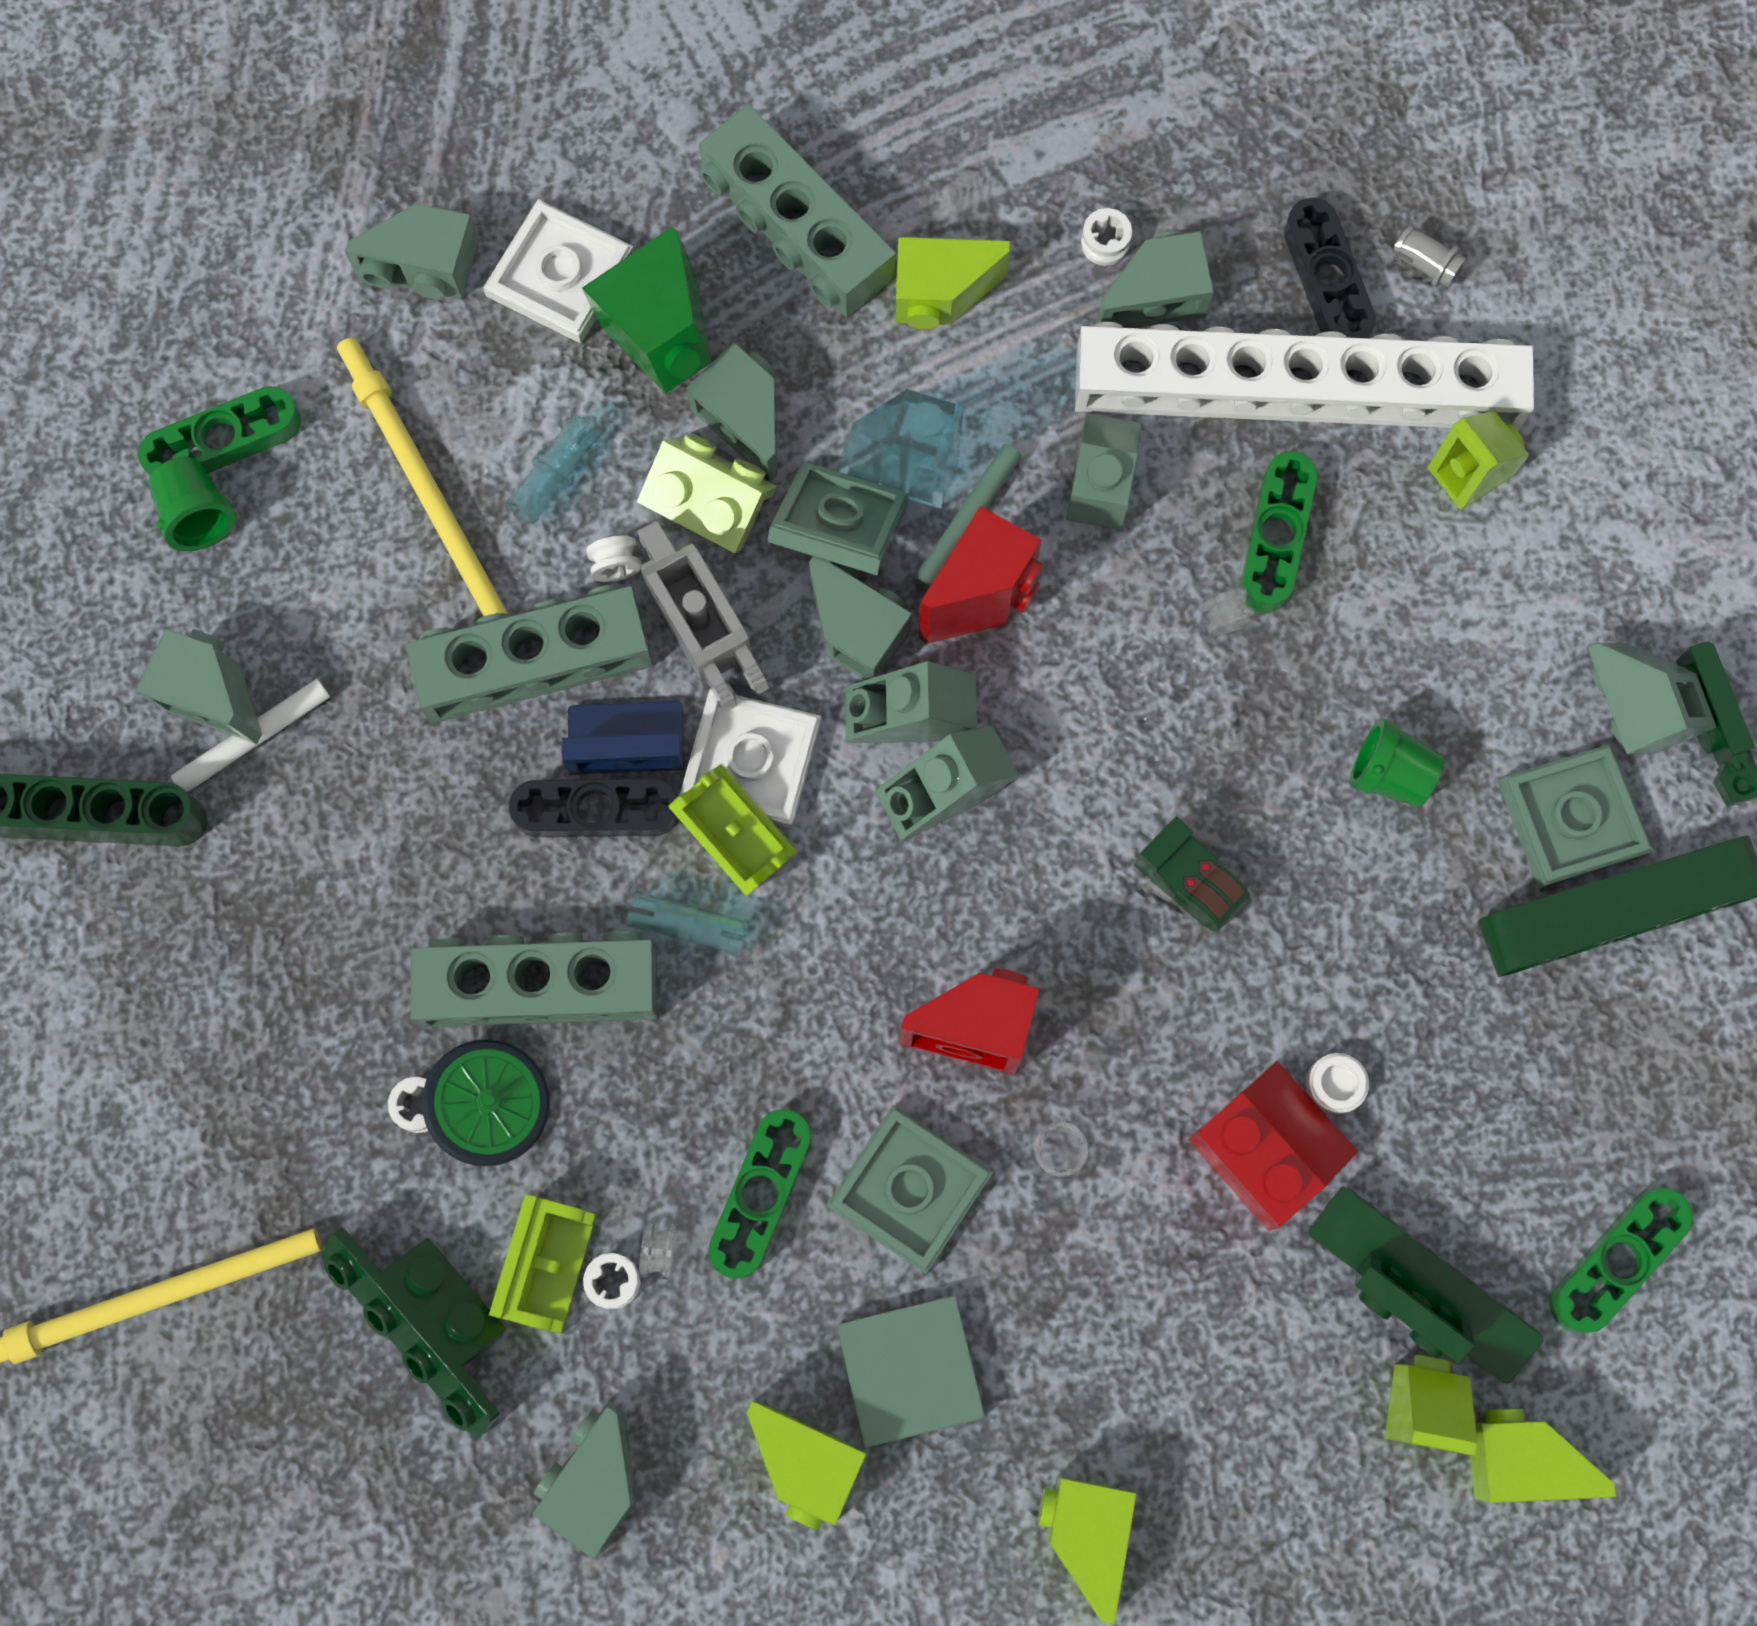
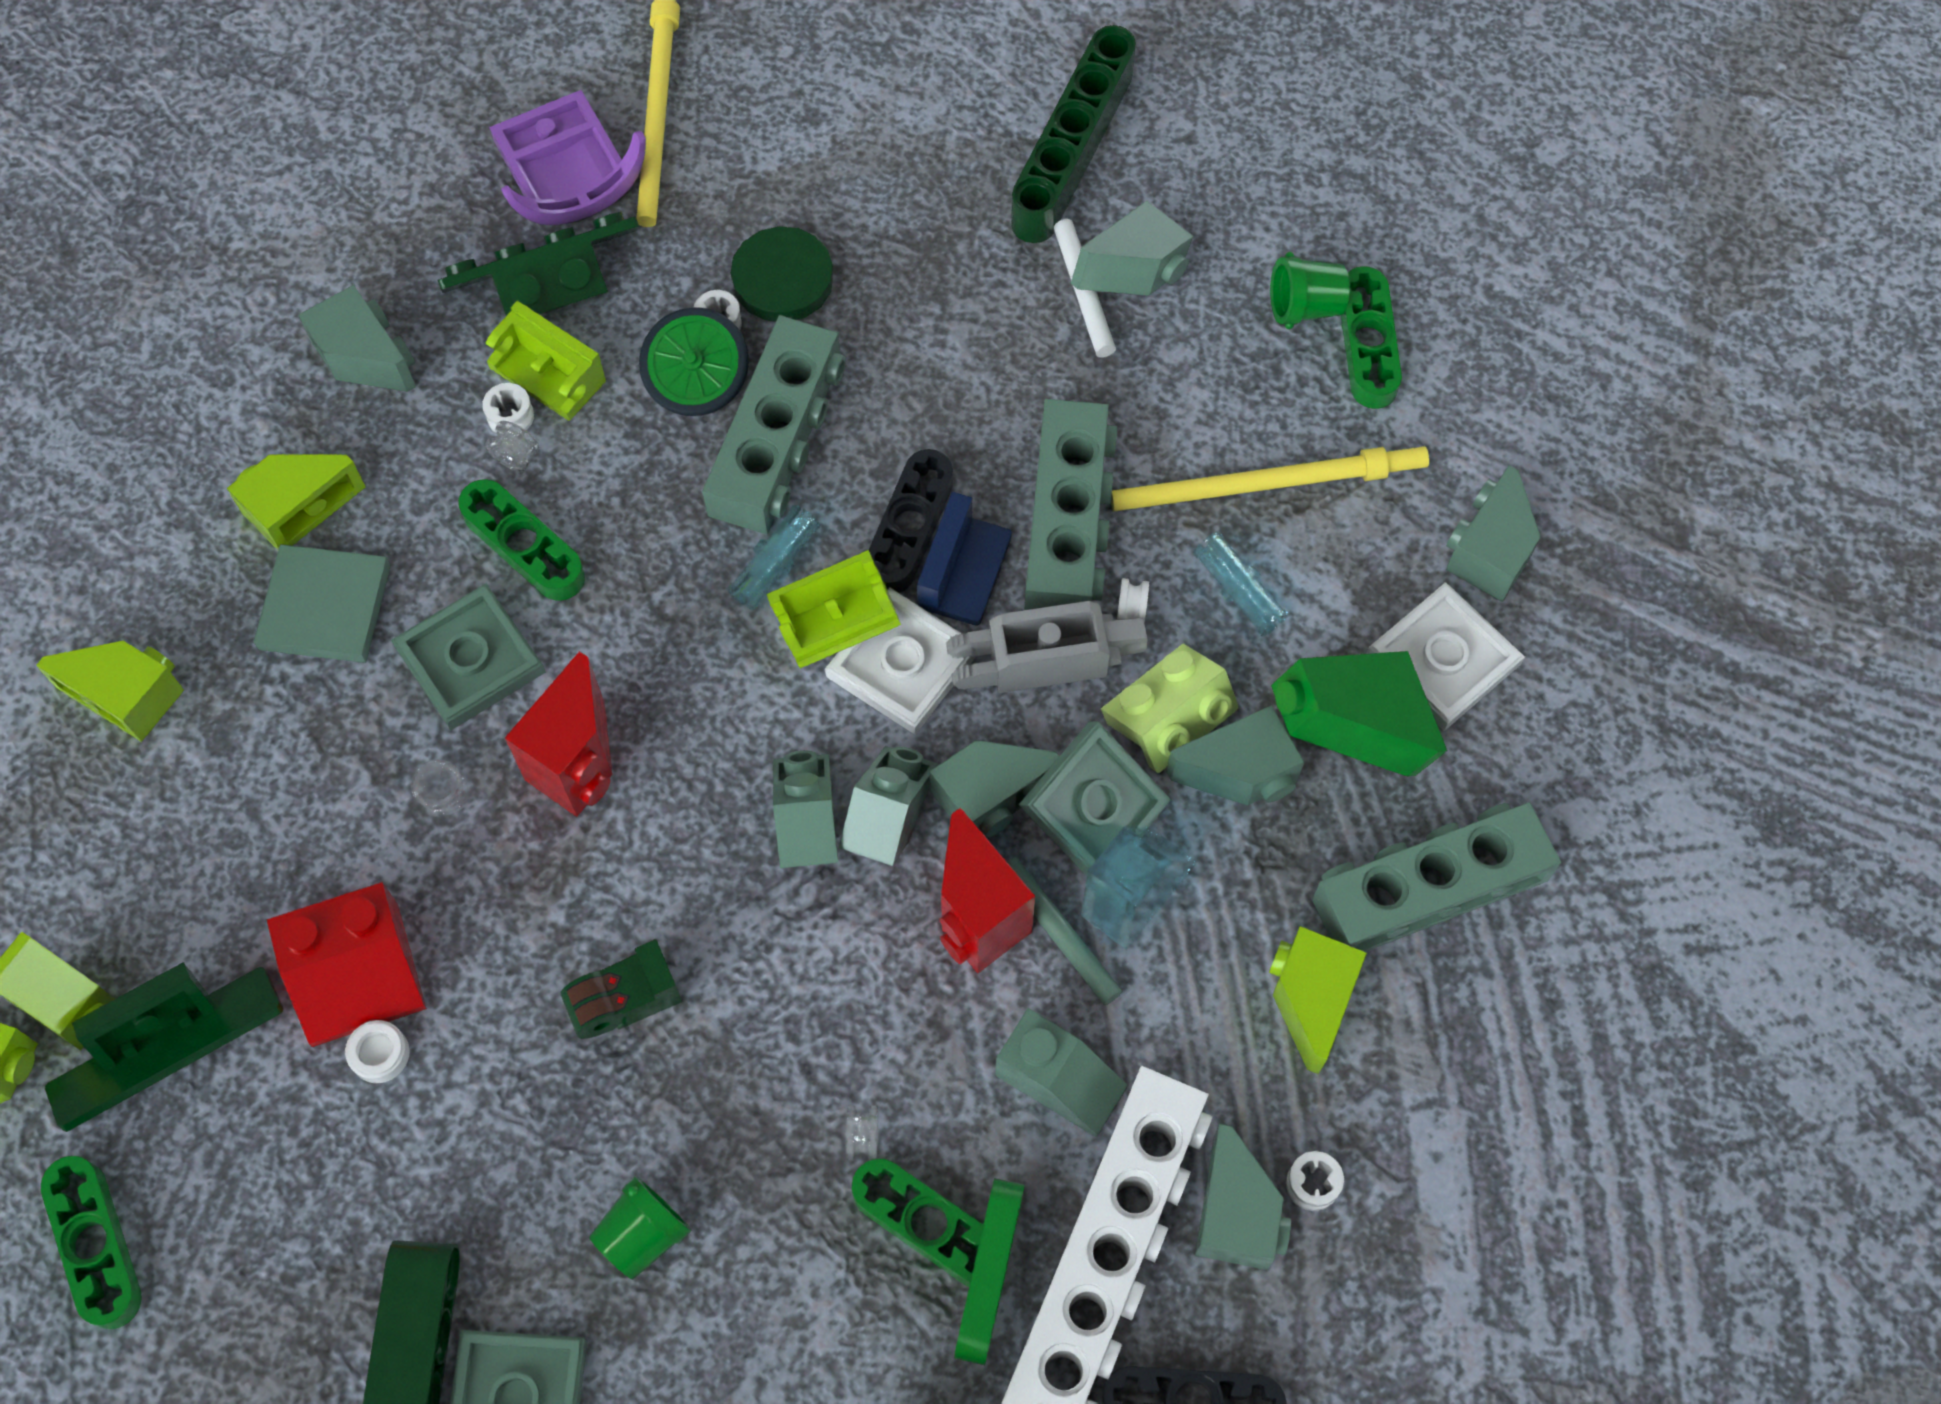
camera: 110 degrees right, 10 degrees down
(270, 1364) = (564, 161): none -> medium lavender piece
(338, 1058) = (782, 273): none -> dark green tile
(1308, 451) = (989, 1272): none -> green beam

